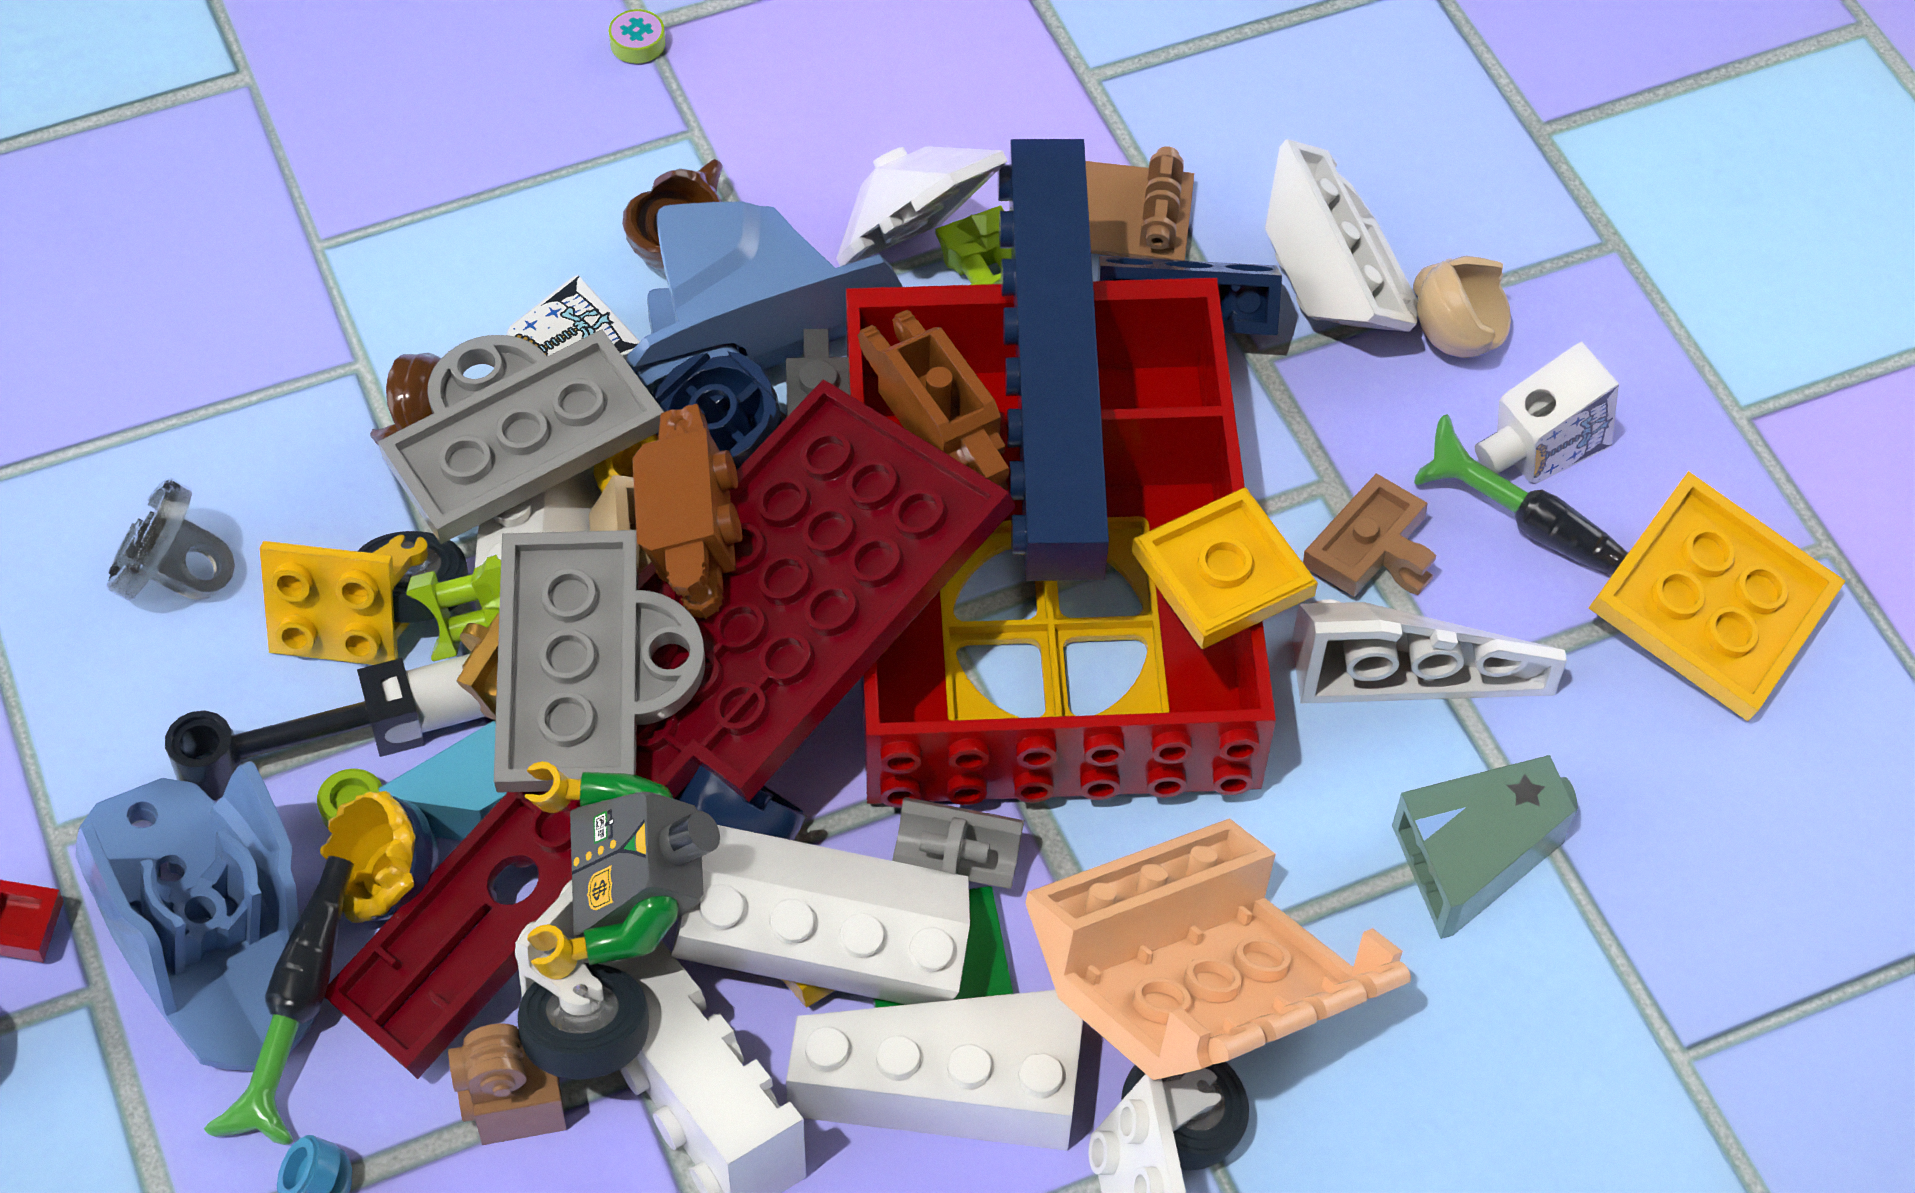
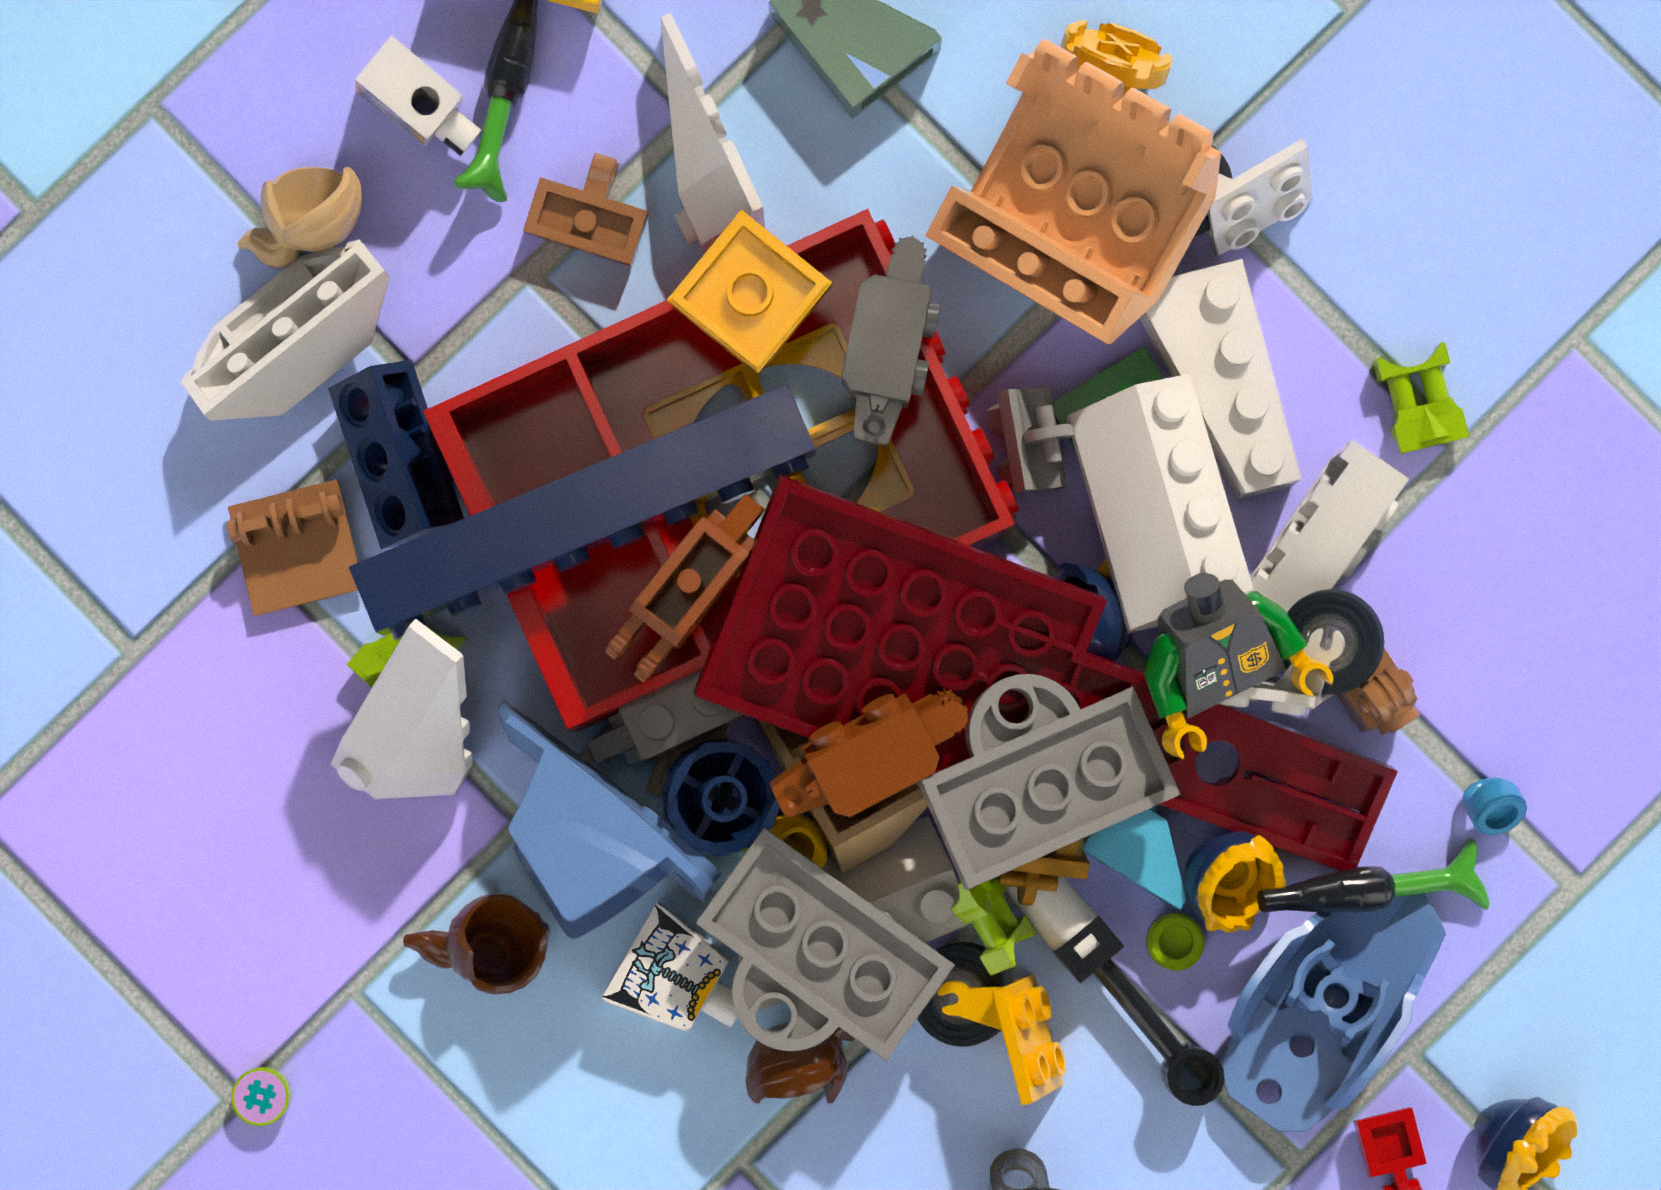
camera: 110 degrees left, 30 degrees up
(1119, 668) = (886, 342): none -> dark grey hinge
(1360, 1080) = (1120, 53): none -> yellow tile

